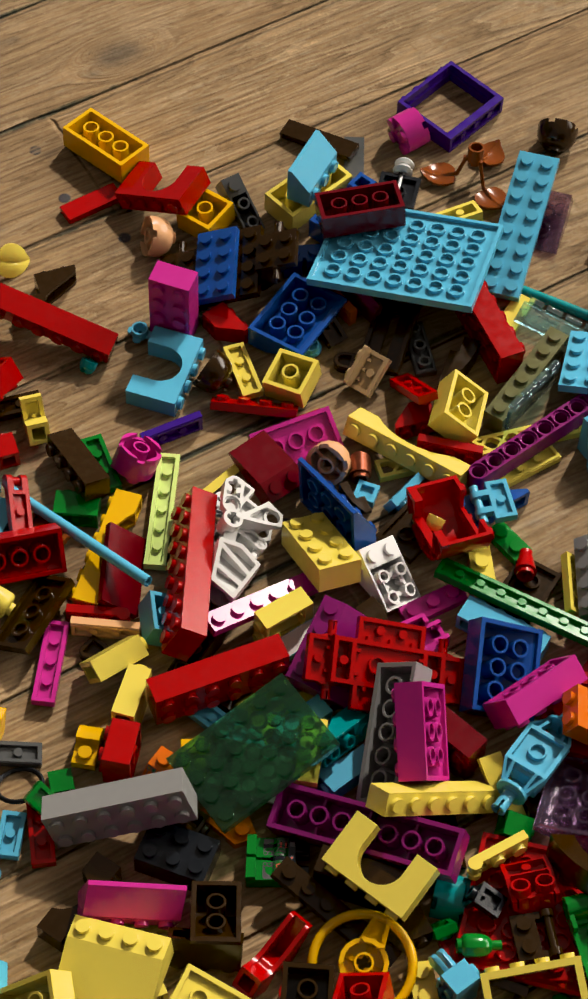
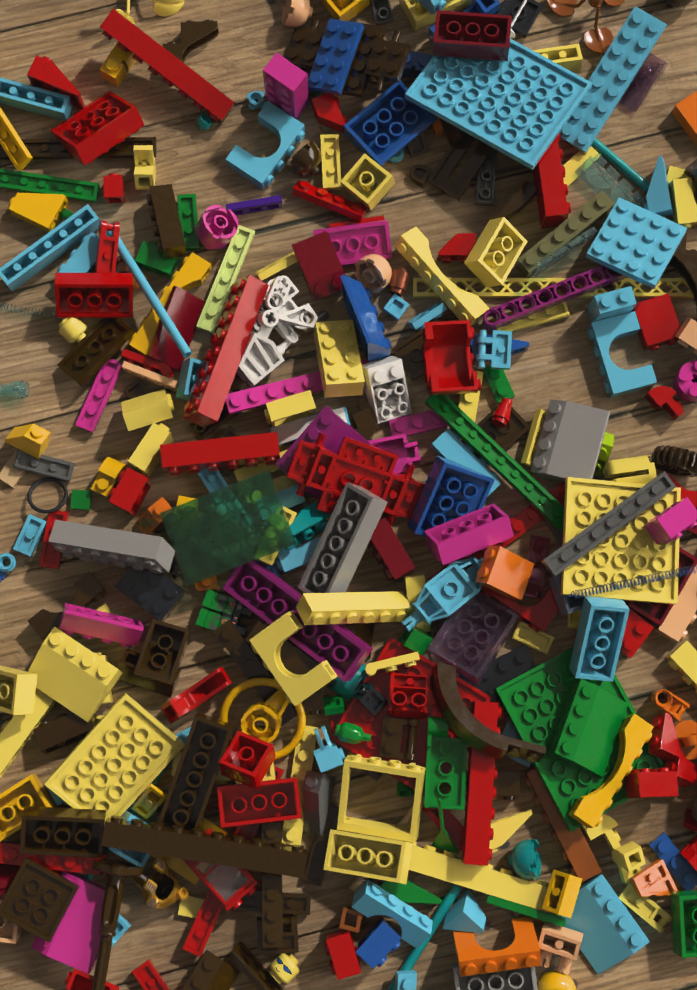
camera: 15 degrees right, 25 degrees up
(34, 796) = (57, 512): green plate -> none
(361, 502) = (386, 318): dark brown slope -> none
(366, 371) = (432, 192): tan bracket -> none
(414, 389) = (465, 221): red plate -> none
(420, 732) = (359, 556): dark pink slope -> none
(434, 522) = (440, 354): hinge -> none
(464, 451) = (476, 287): red plate -> none

